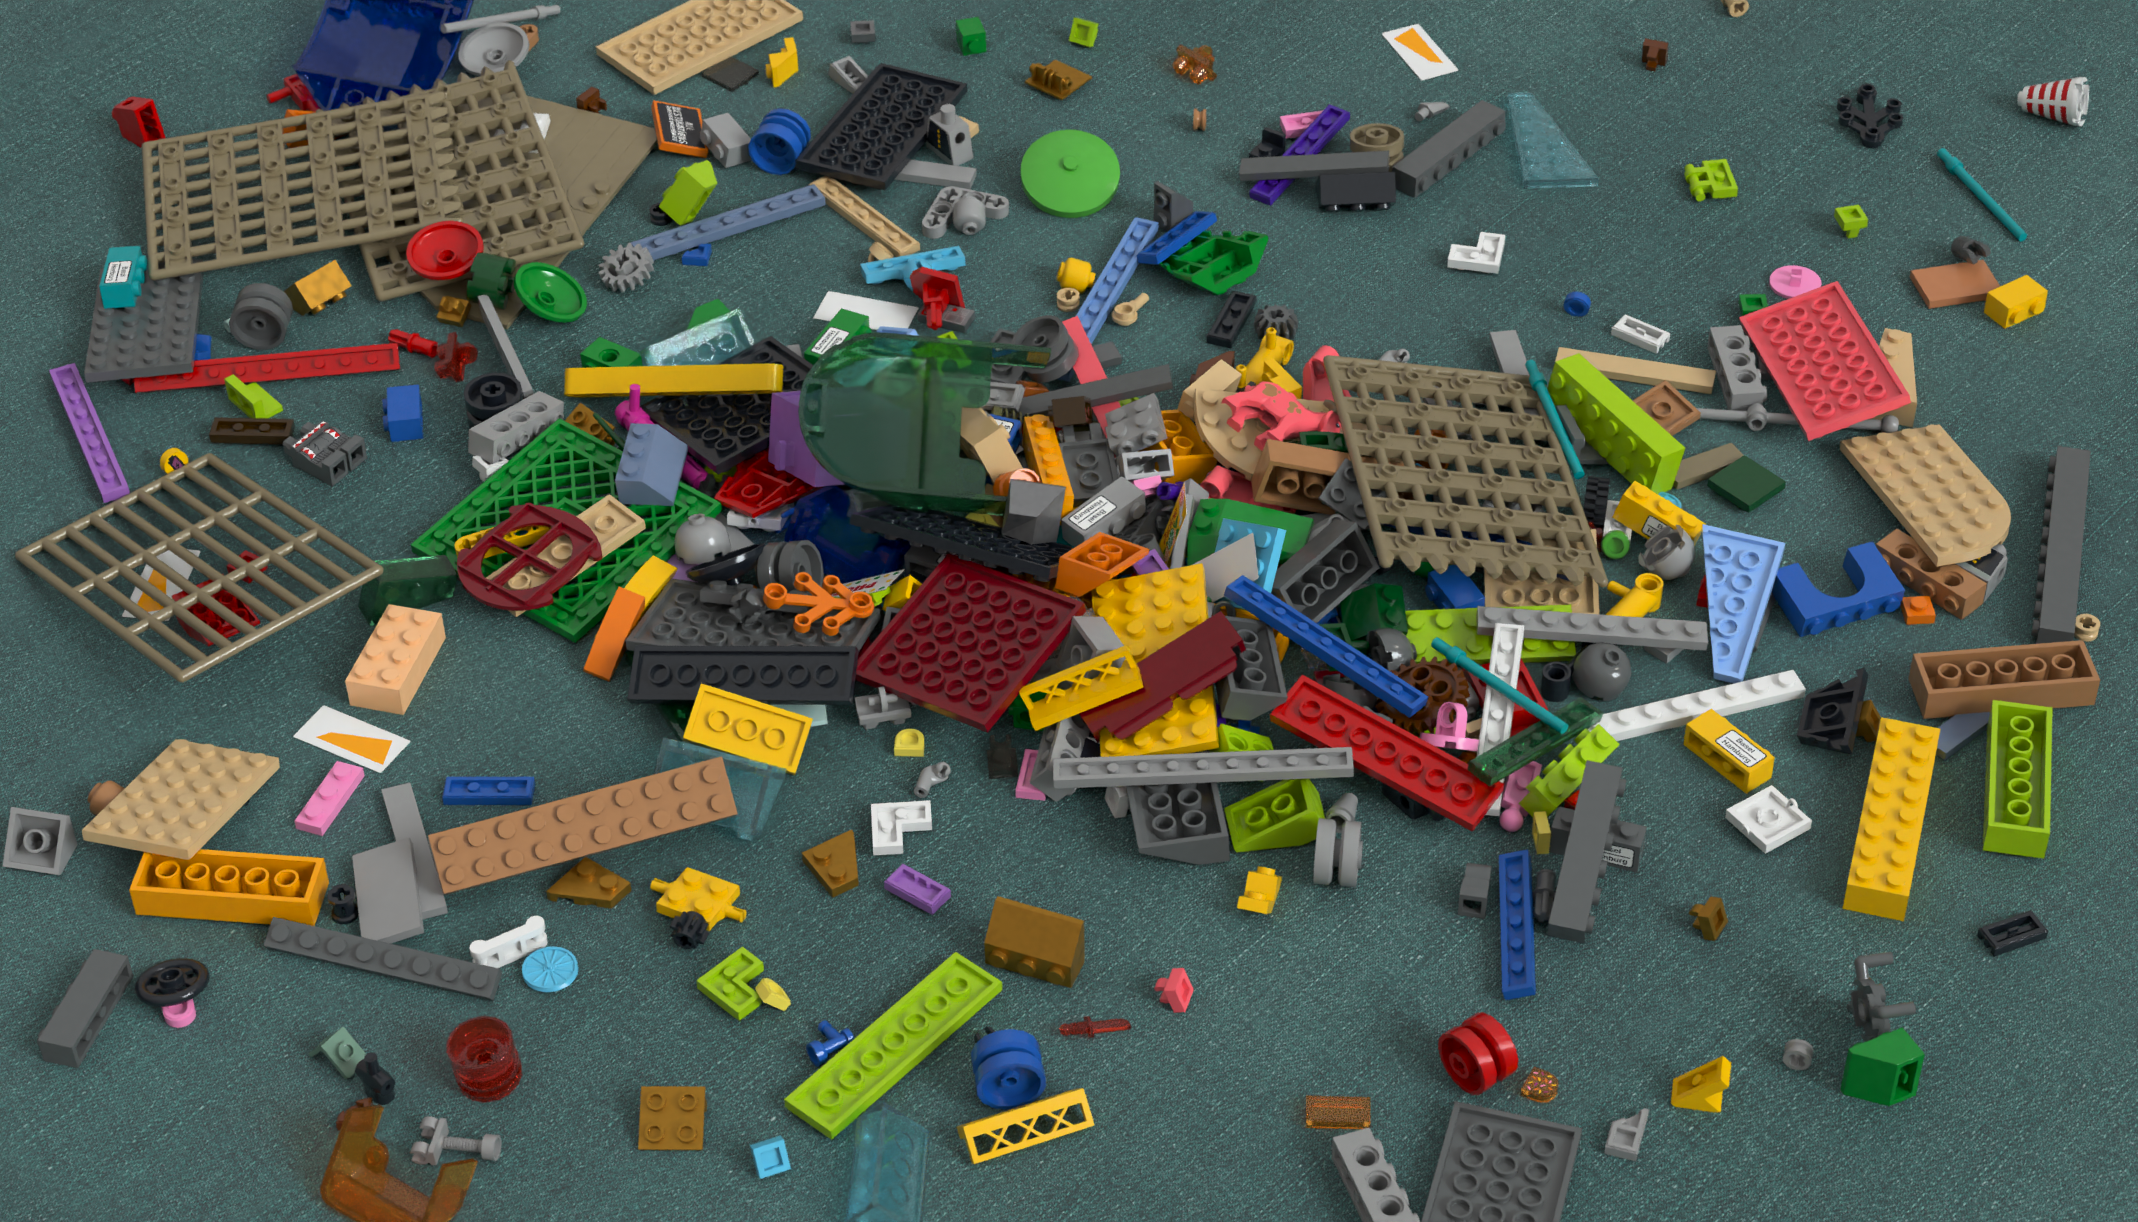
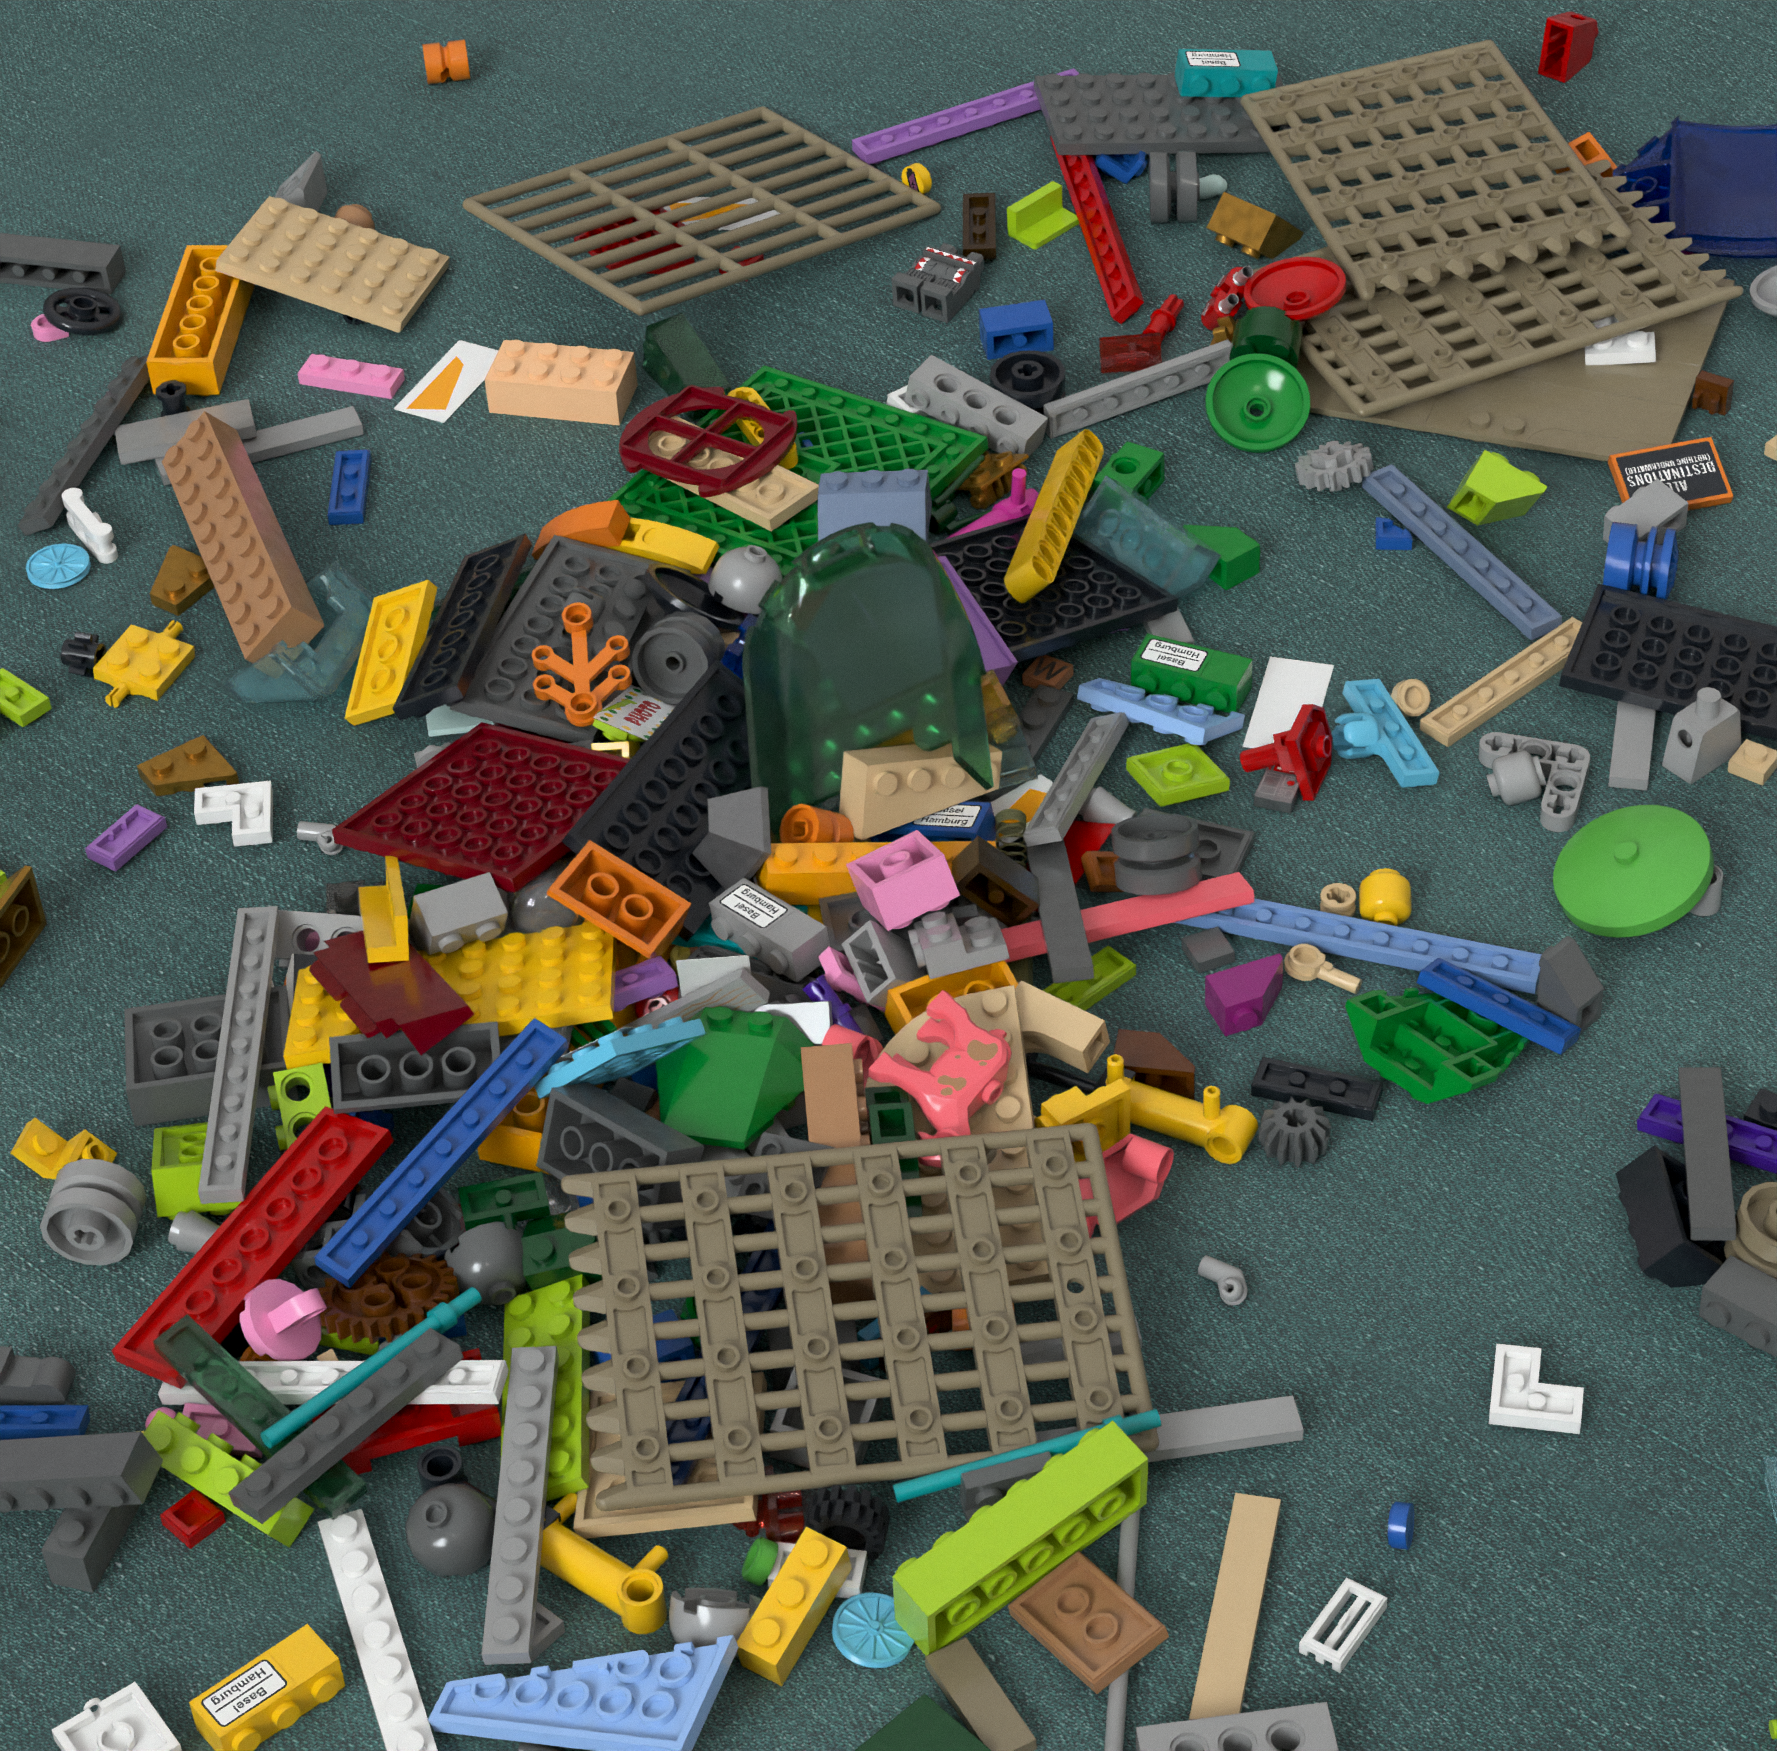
camera: 90 degrees right, 0 degrees up
(415, 299) = (1226, 296): none -> red piece
(1086, 436) = (903, 880): none -> bright pink brick
(1155, 337) = (1244, 994): none -> magenta slope
(1551, 691) = (345, 1425): none -> dark grey plate

